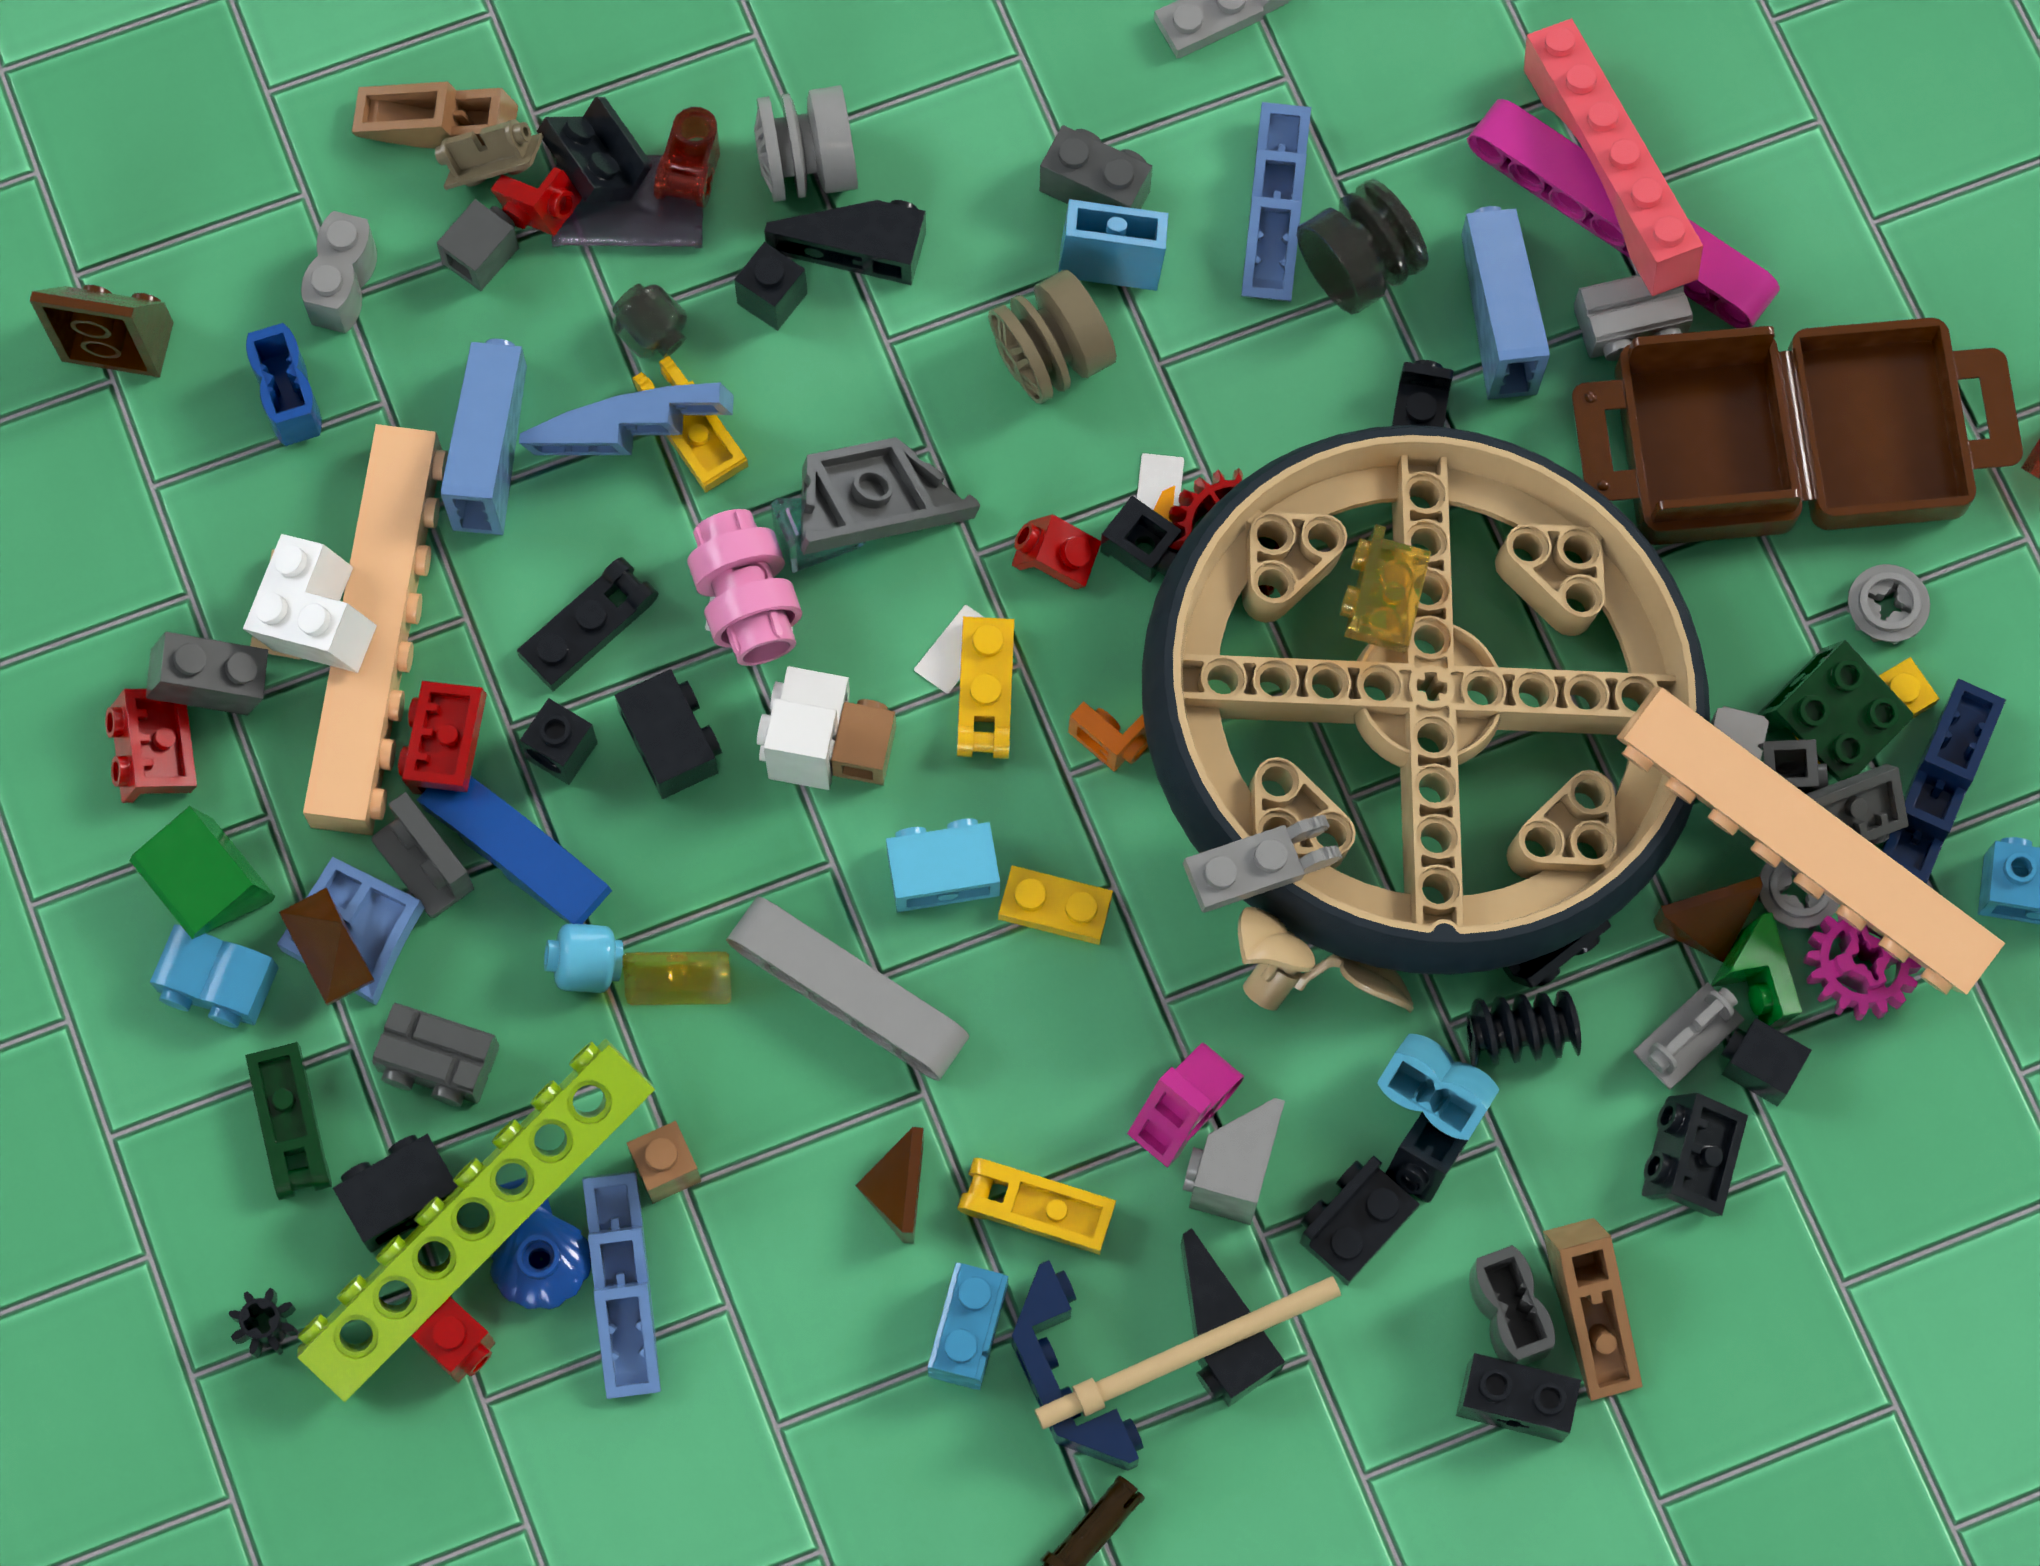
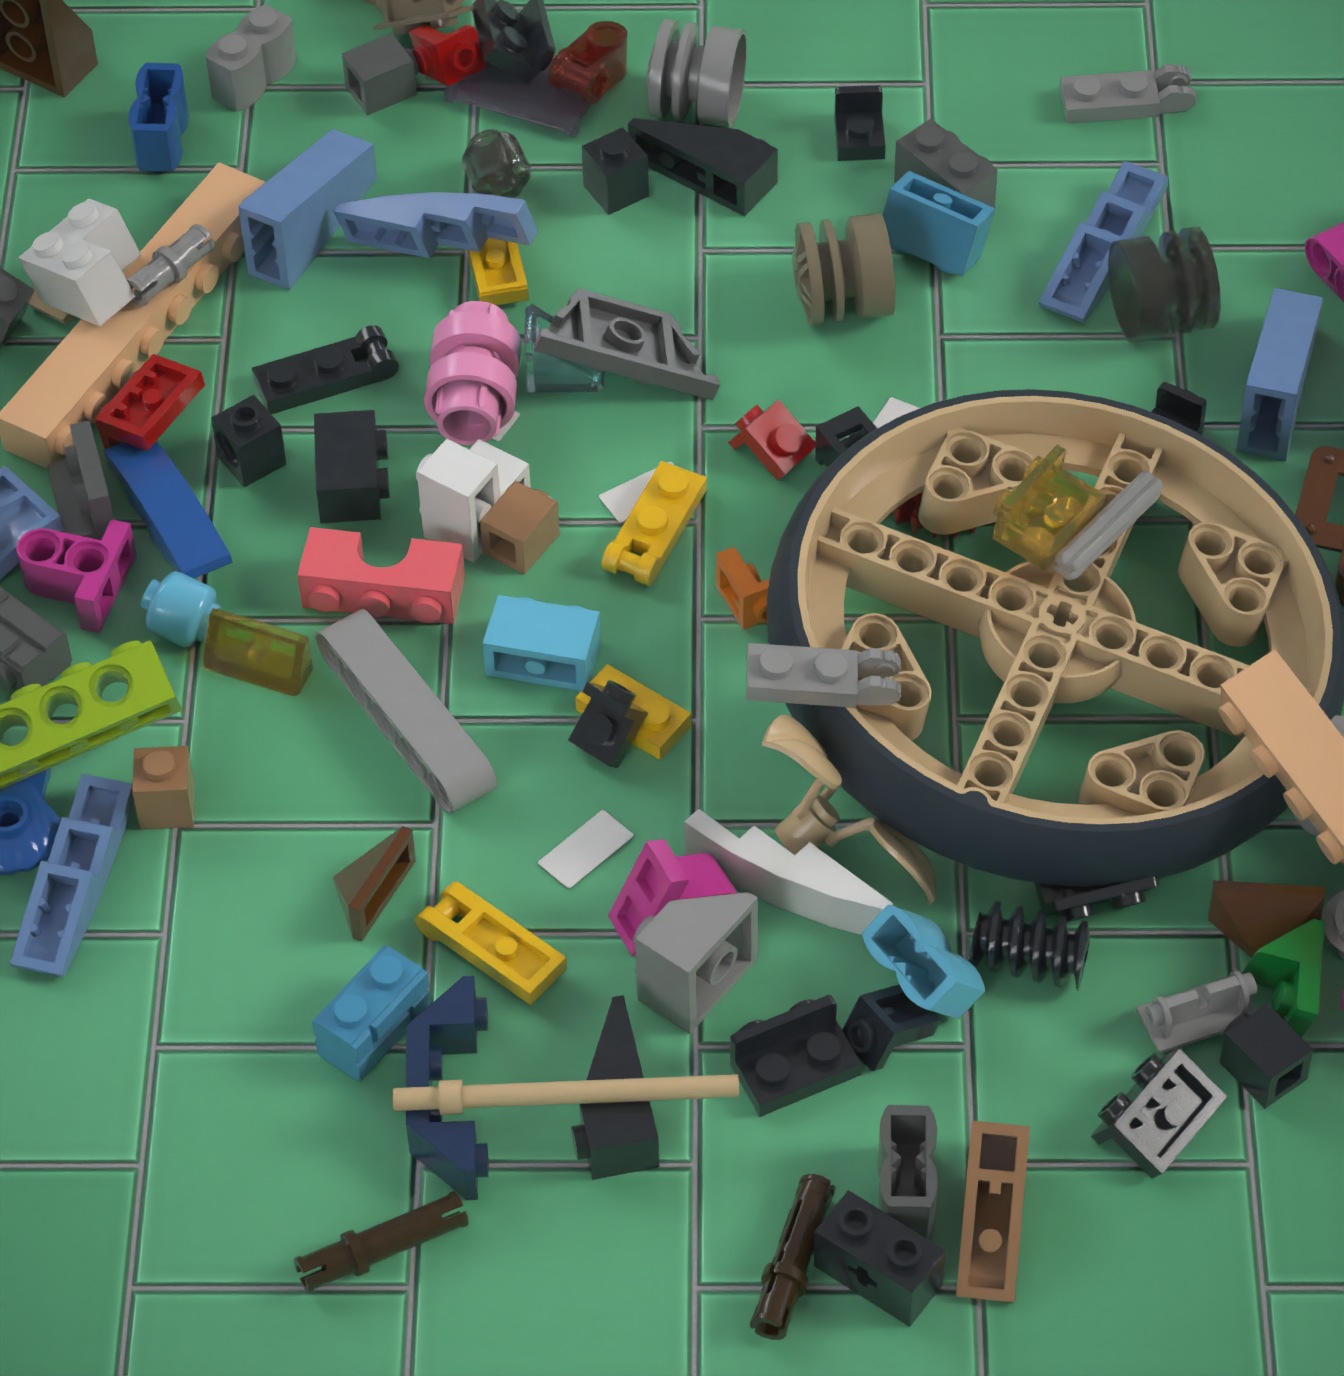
camera: 25 degrees right, 20 degrees down
(393, 574) = (170, 264): none -> light grey pin
(451, 940) = (78, 569): none -> dark pink tile
(716, 866) = (418, 588): none -> coral arch
(982, 139) = (859, 123): none -> black bracket
(1044, 935) = (608, 722): none -> black bracket
(1074, 1067) = (585, 849): none -> white sticker
(1299, 1038) = (799, 883): none -> white slope
(1439, 1412) = (786, 1276): none -> dark brown pin
(1441, 577) = (1108, 525): none -> light grey axle

